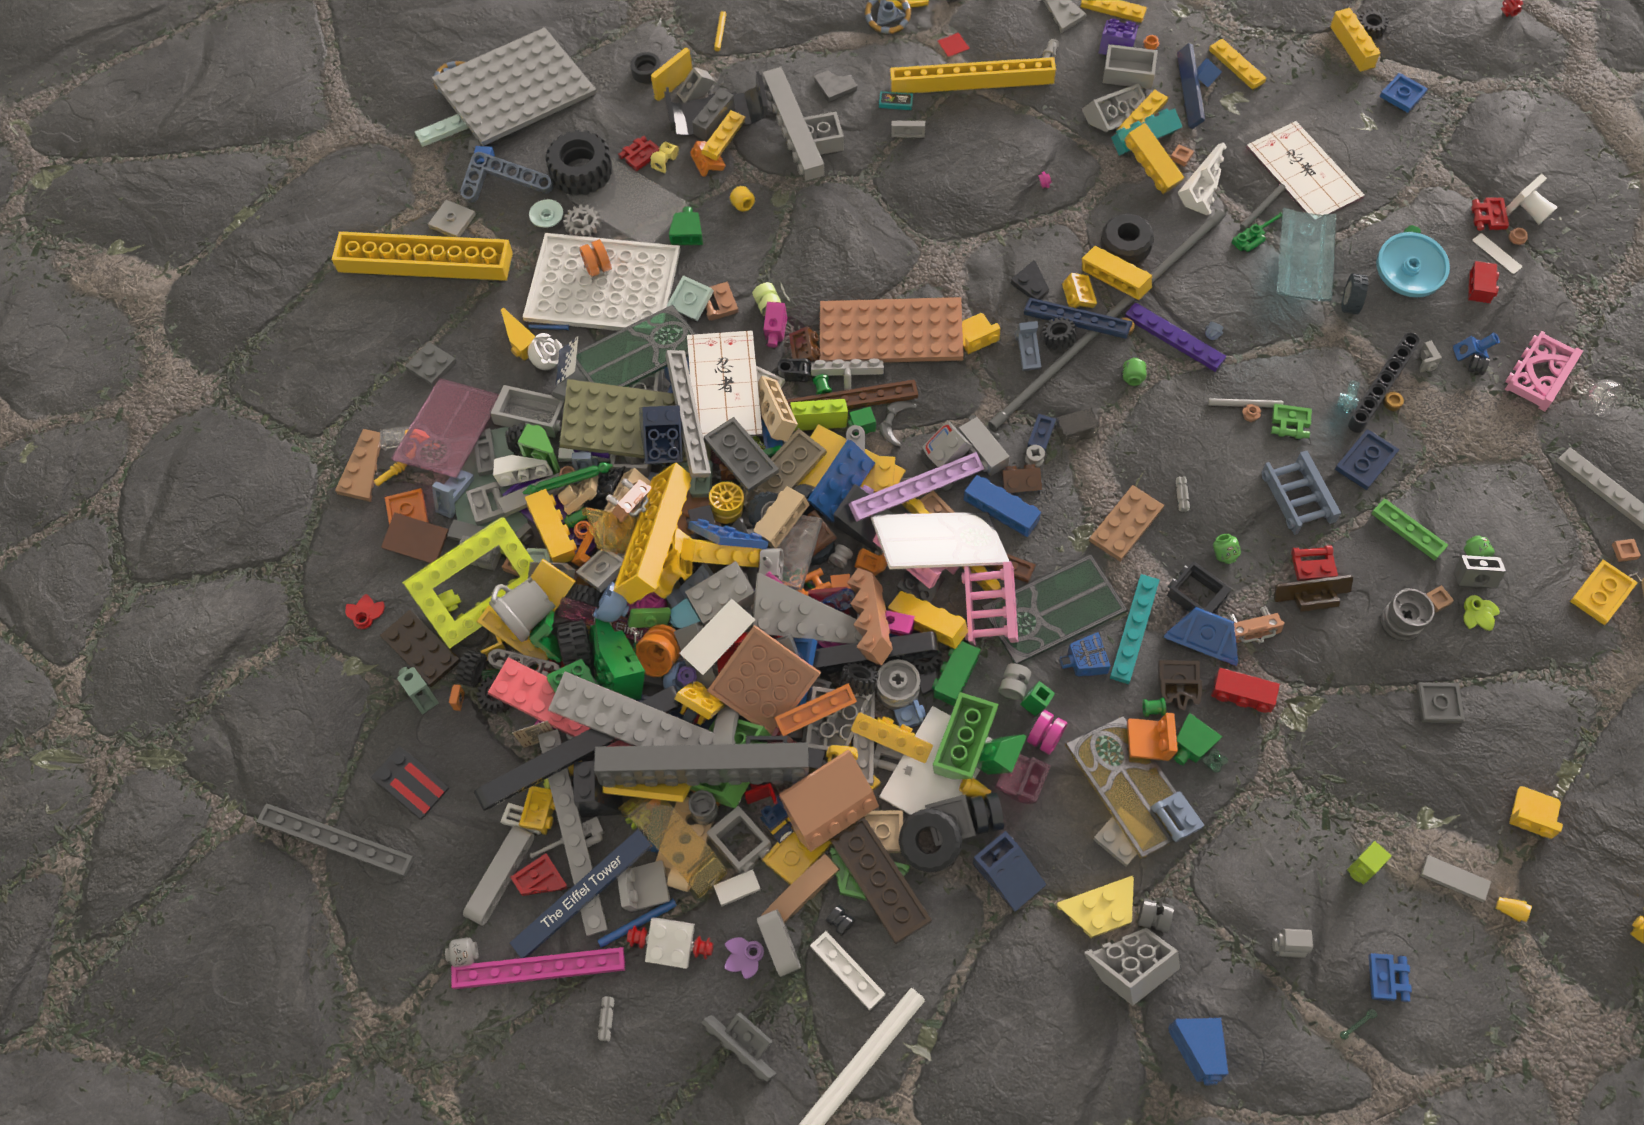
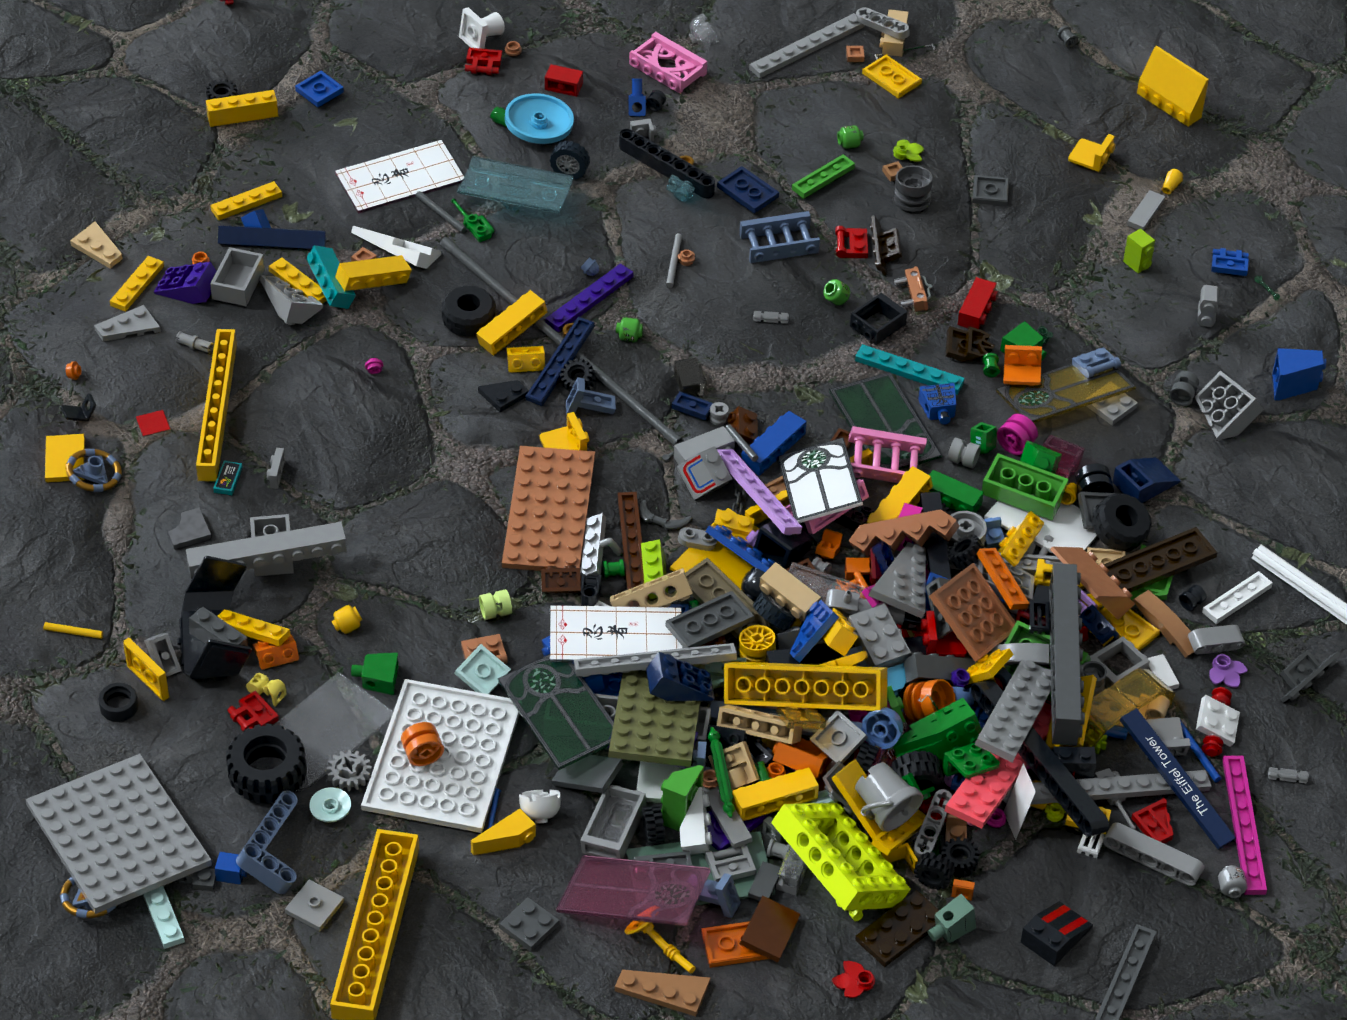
camera: 90 degrees left, 15 degrees down
(392, 437) = (627, 952): clear plate -> none
(566, 360) = (564, 771): sticker -> none
(631, 500) = (767, 701): piece -> none
(717, 636) = (929, 637): white sticker -> none
(775, 323) = (531, 597): dark pink torso -> none
(864, 419) = (665, 534): green brick -> none
(986, 472) = (742, 443): none -> dark grey bar
(1101, 908) = (1174, 424): light yellow wing -> none
(1126, 523) = (798, 360): medium nougat plate -> none
(1206, 634) = (923, 318): blue wing -> none
(1291, 416) = (695, 230): bright green plate -> none
(1479, 571) = (873, 139): dark grey brick -> none
(1497, 253) = (527, 67): white sticker -> none

